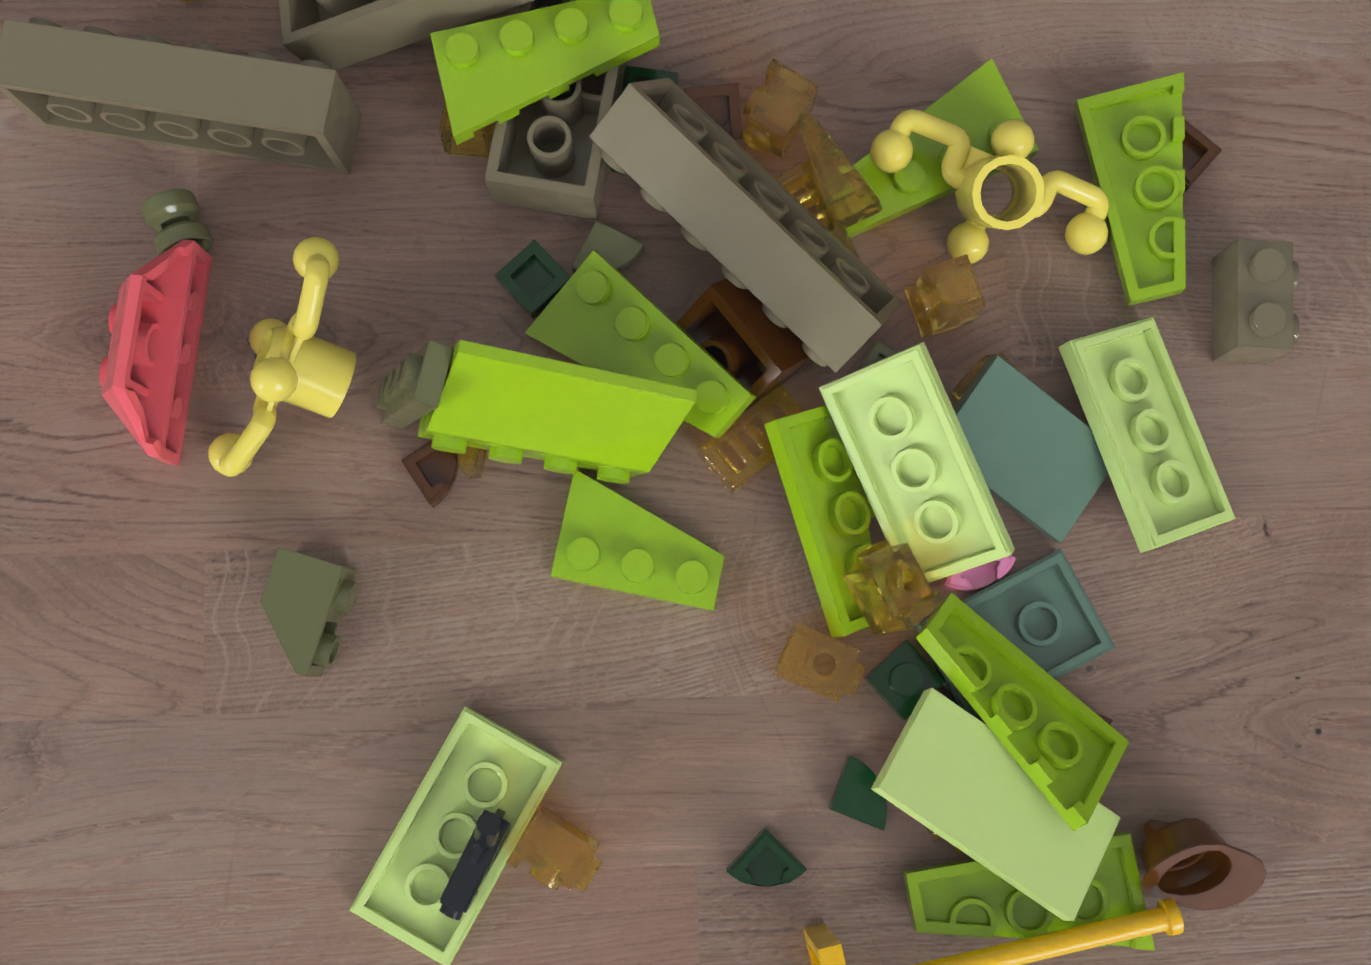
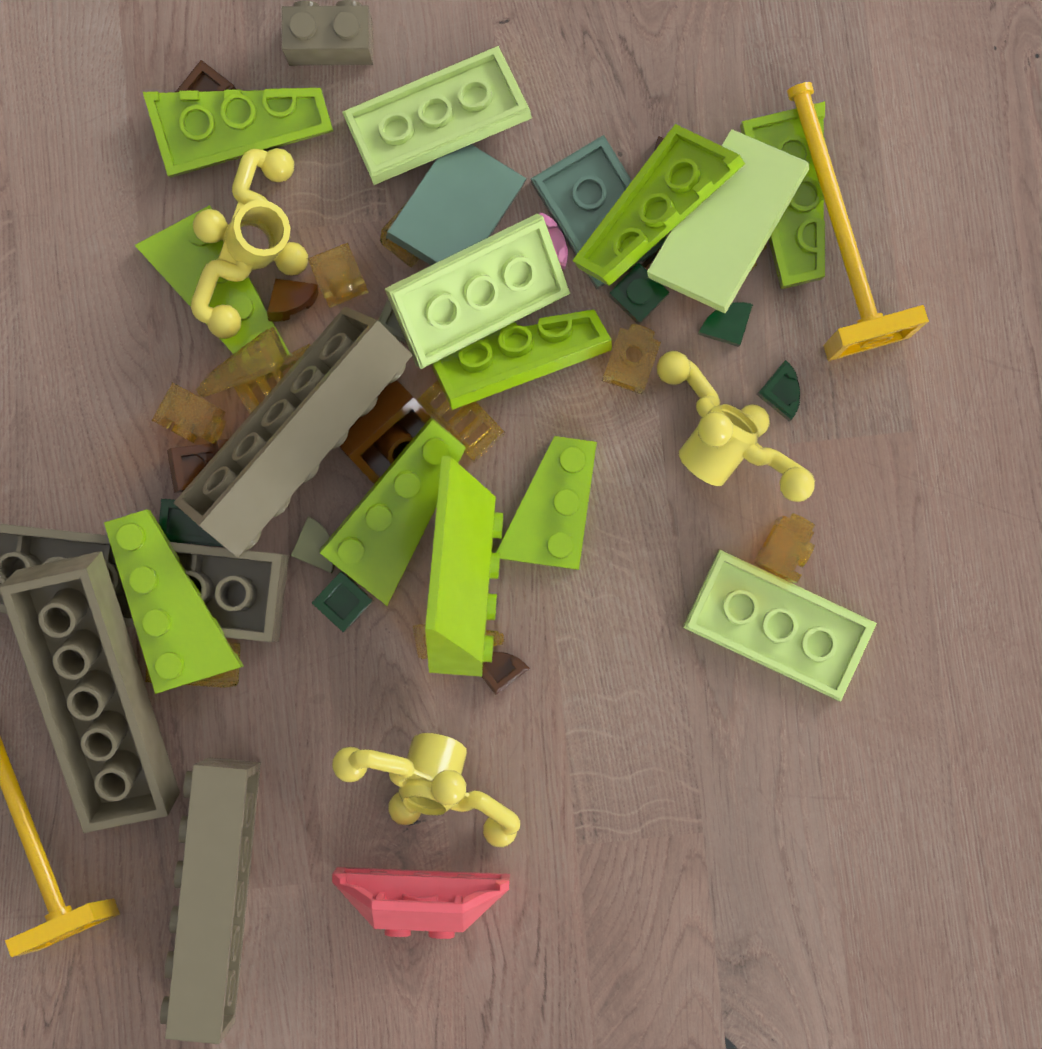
camera: 90 degrees left, 5 degrees up
(175, 218) = (315, 894): olive wheel -> none
(305, 607) = (616, 757): olive slope -> none
(414, 385) = (447, 677): olive plate -> none
(474, 863) = (800, 607): black piece -> none
(708, 786) = (729, 434): none -> light yellow wheel
(891, 588) = (572, 305): clear yellow brick -> none
(917, 237) = (290, 298): none -> reddish brown tile
(1197, 866) = (762, 72): reddish brown piece -> none

